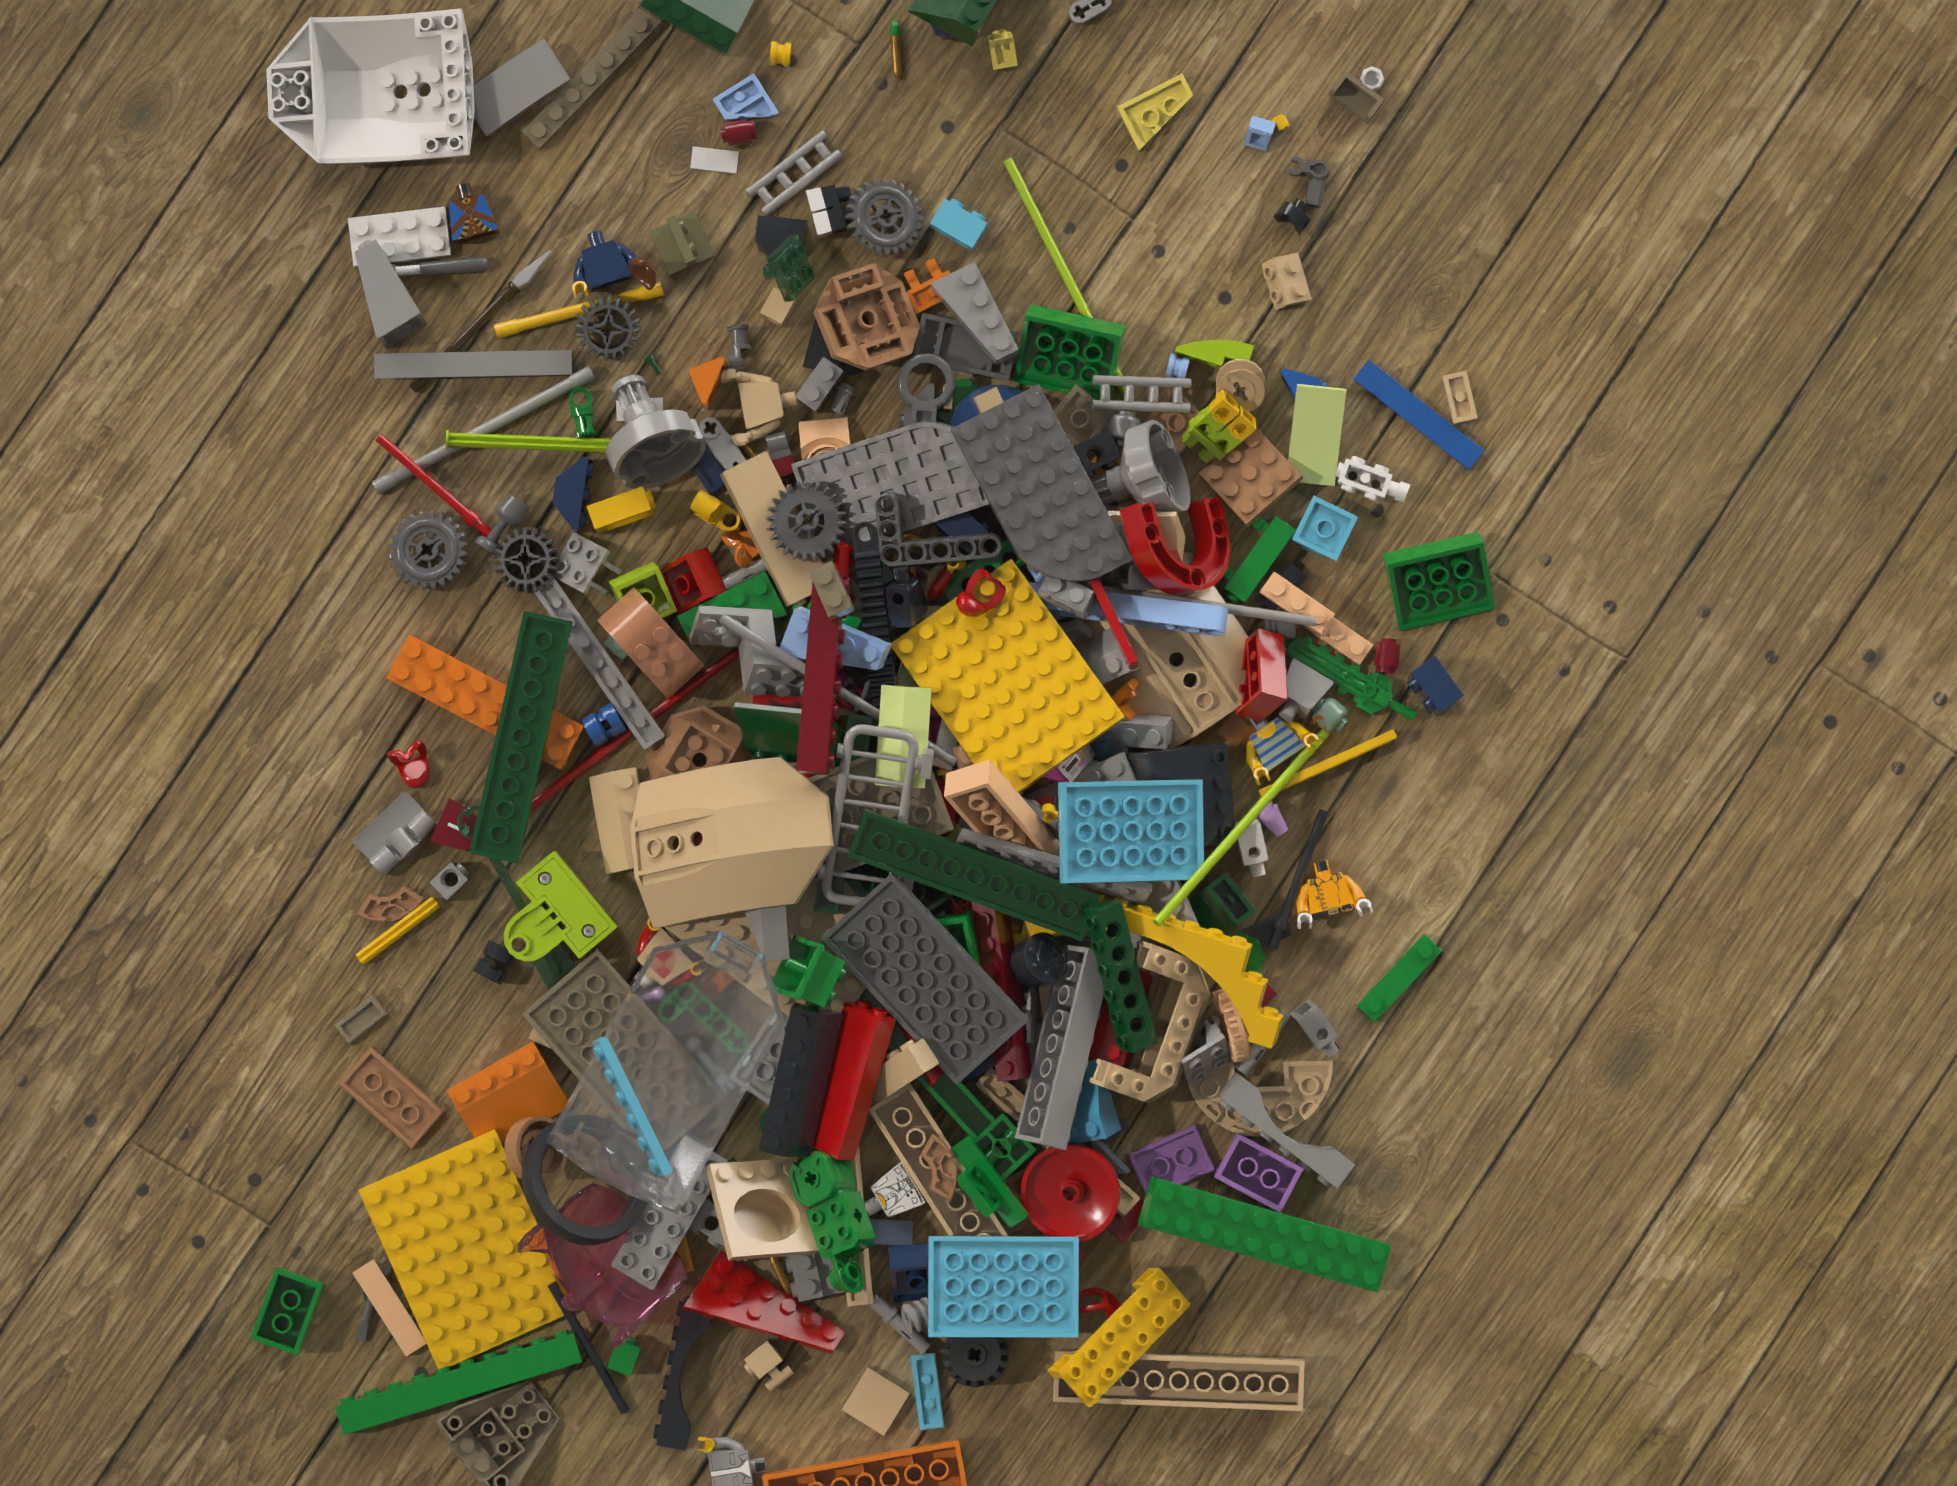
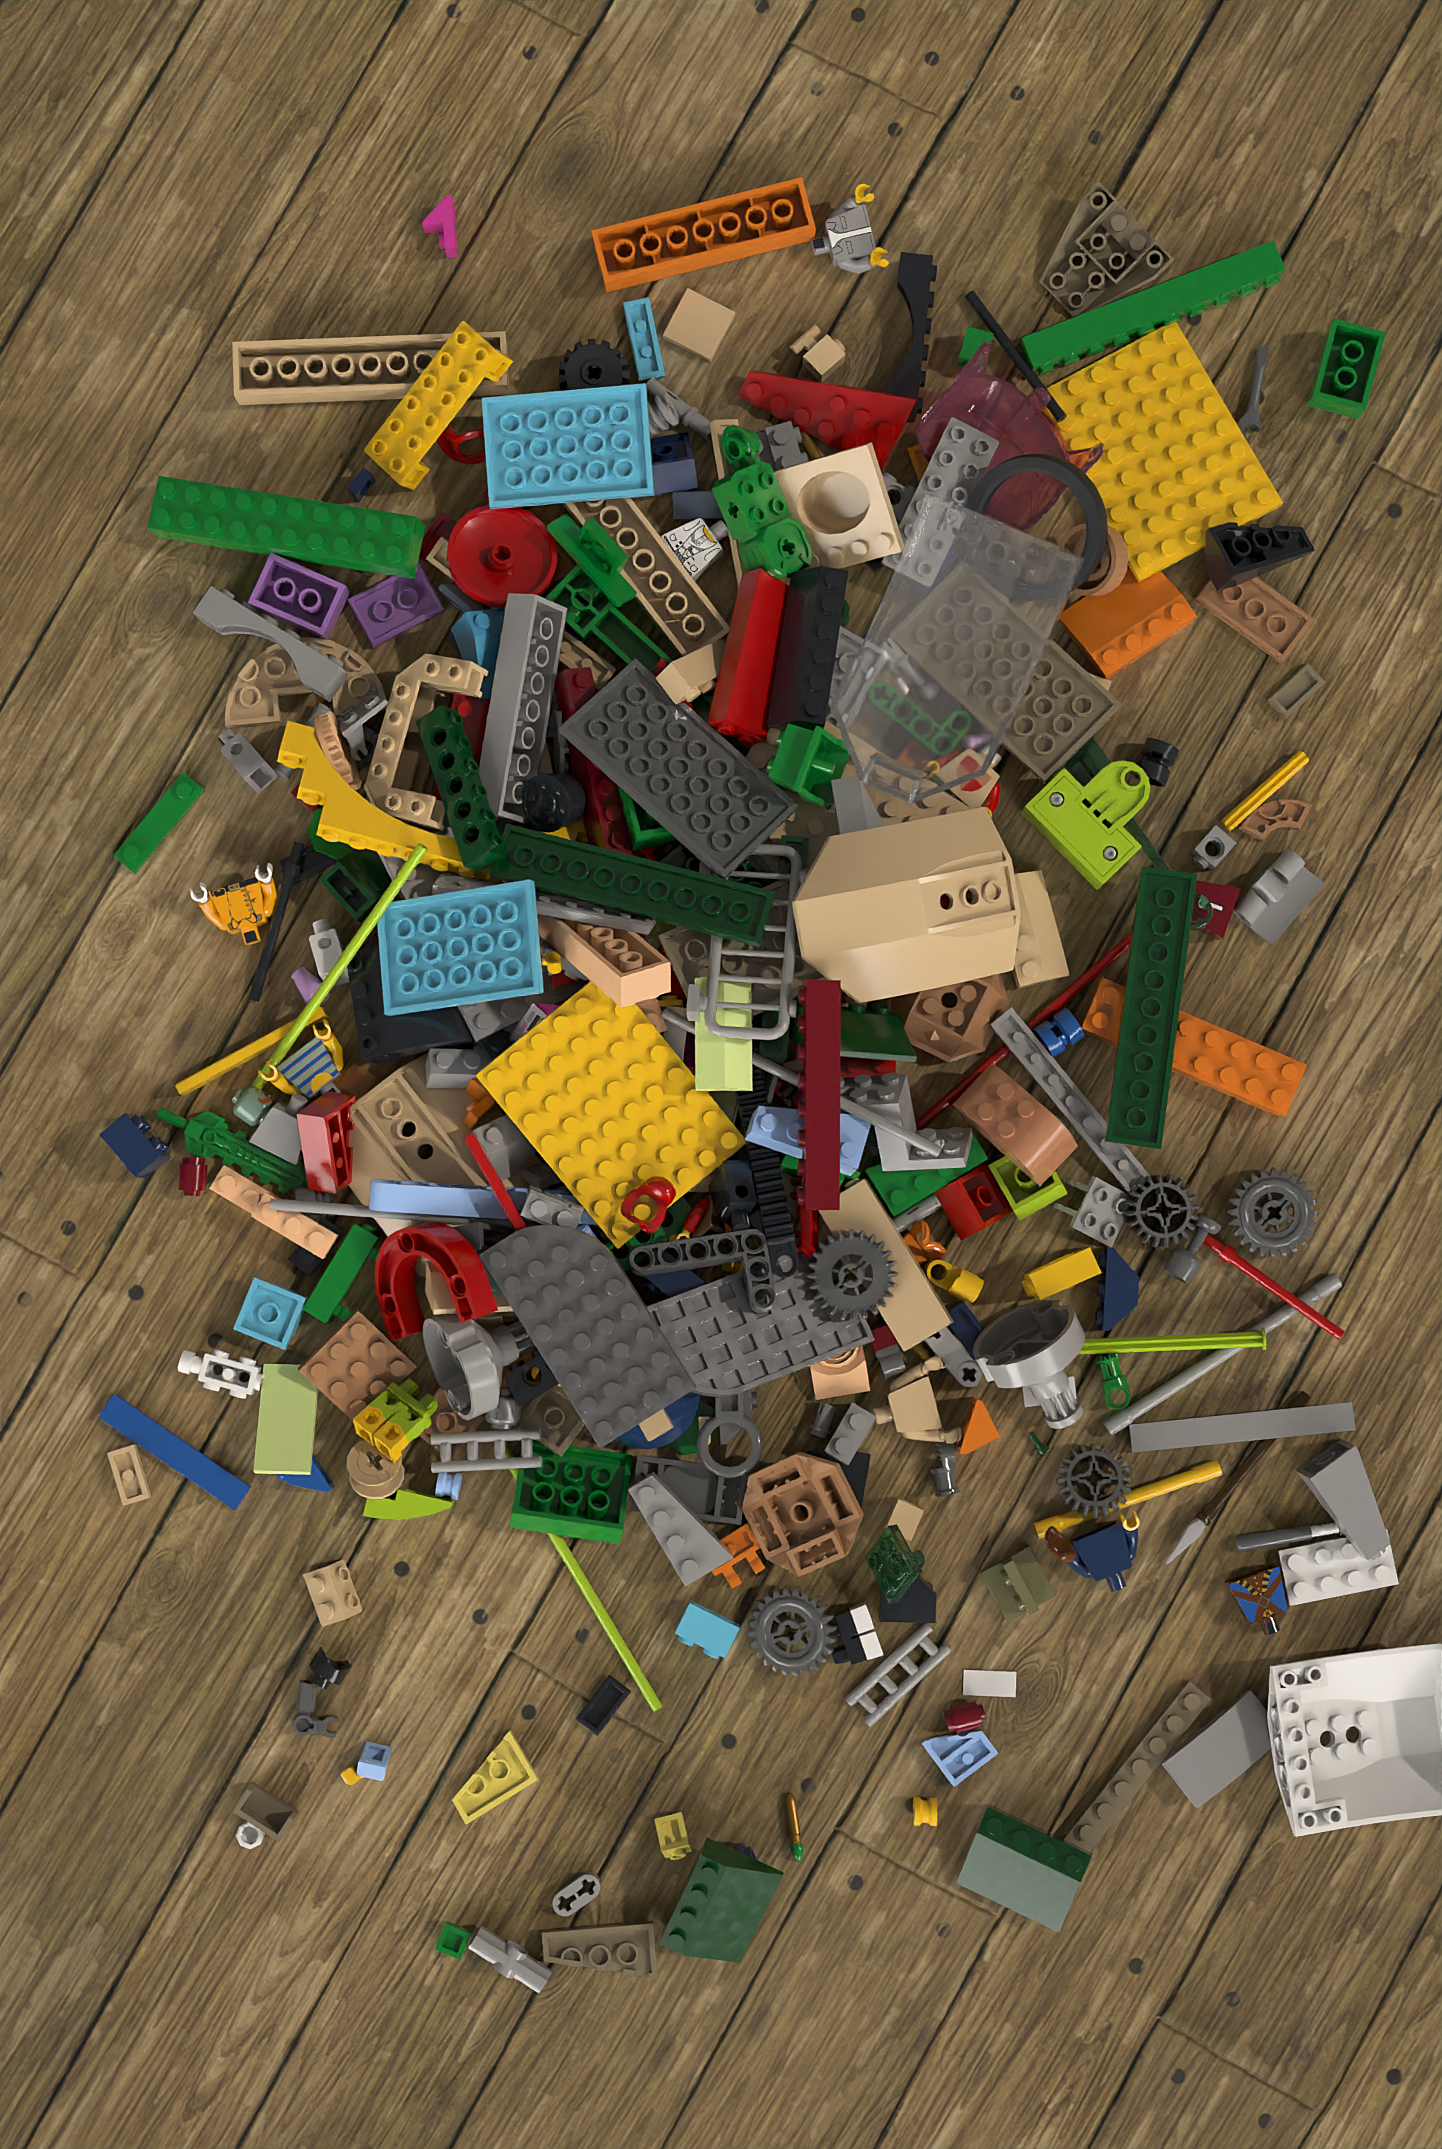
camera: 175 degrees right, 0 degrees up
(389, 1307) = (1235, 383): light nougat tile -> none
(395, 1148) = (1246, 552): none -> black wedge
(413, 772) = (1262, 966): red piece -> none
(626, 1097) = (1000, 609): medium azure plate -> none
(831, 590) = (816, 1186): dark tan brick -> none
(942, 1167) = (644, 571): medium nougat tile -> none
(1055, 166) = (603, 1705): none -> black tile
(1195, 1274) = (361, 484): none -> dark blue tile
(1439, 581) = (139, 1266): green slope -> none

